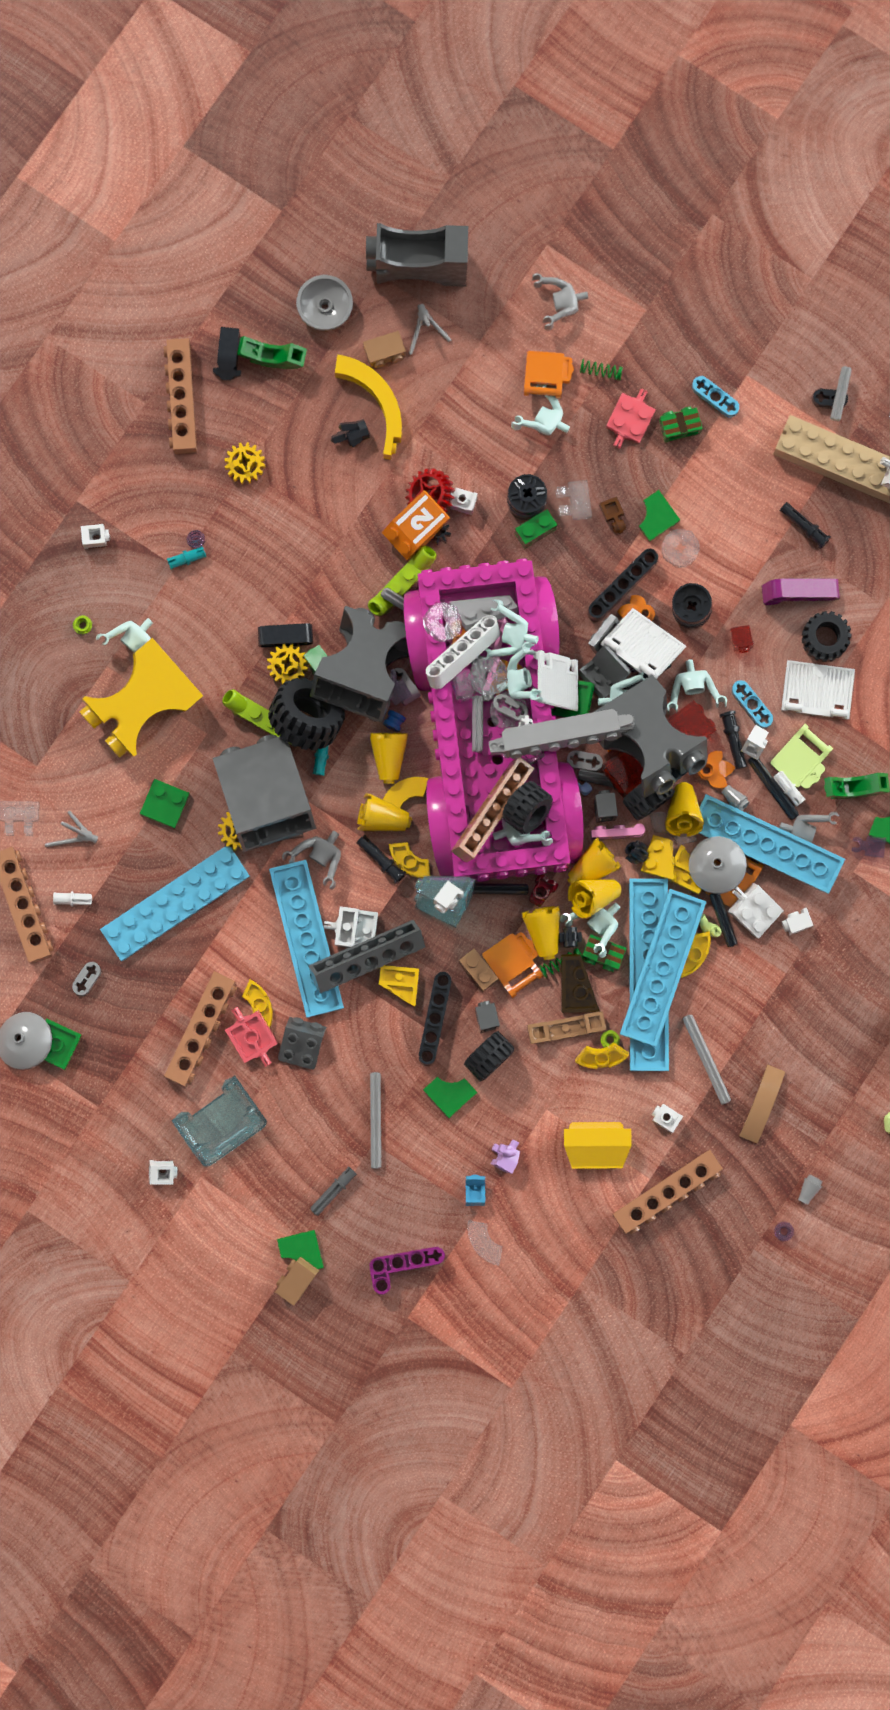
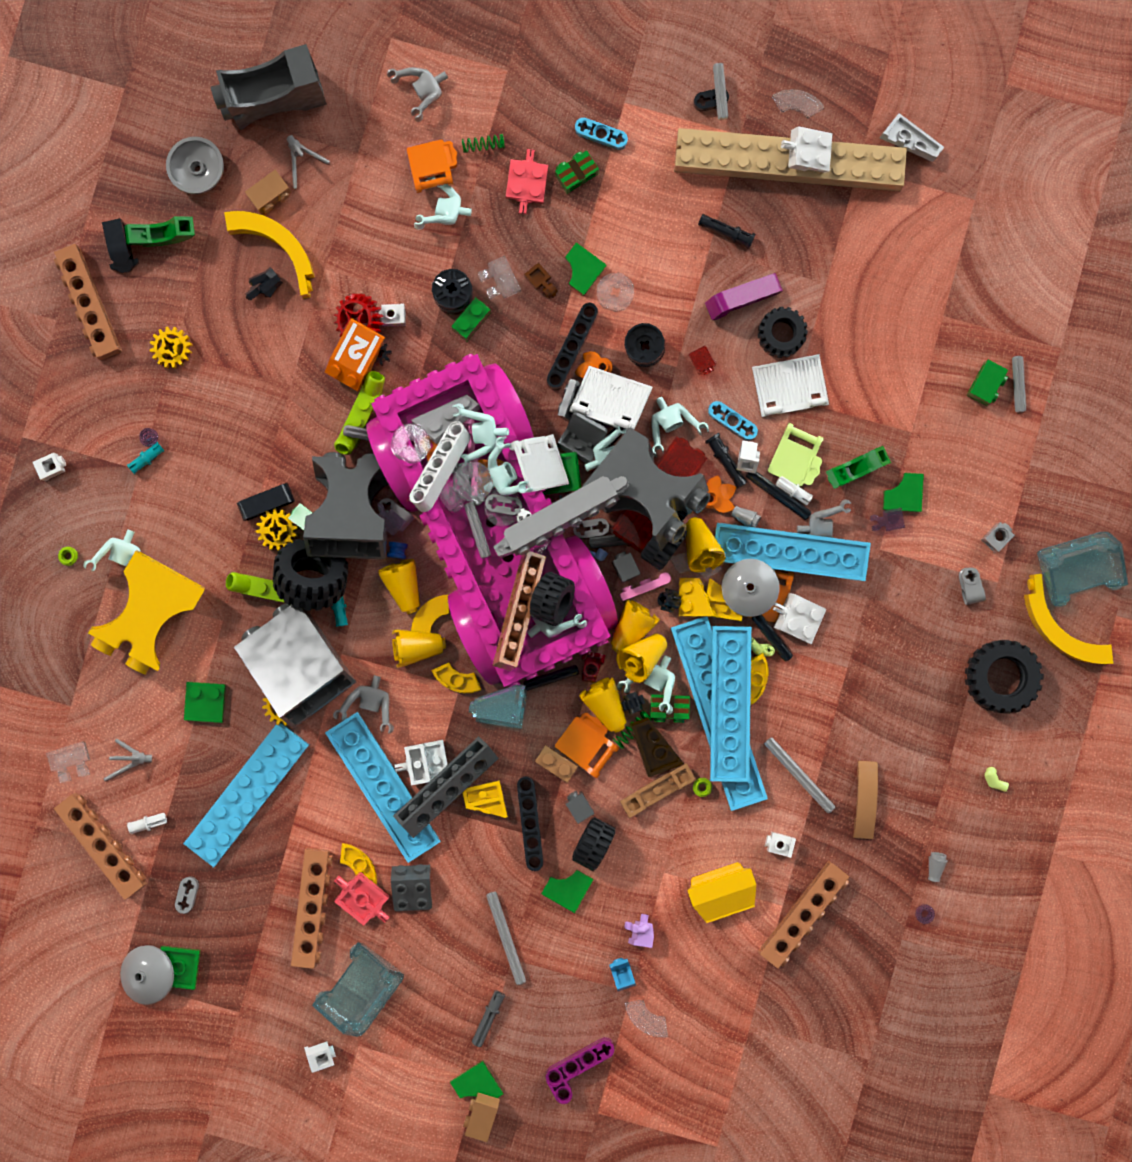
camera: 20 degrees left, 5 degrees up
(387, 865) = (437, 691): black pin -> none
(447, 897) = (504, 714): white brick -> none
(601, 1058) = (700, 807): yellow tile -> none
(797, 922) = (843, 616): white brick -> none

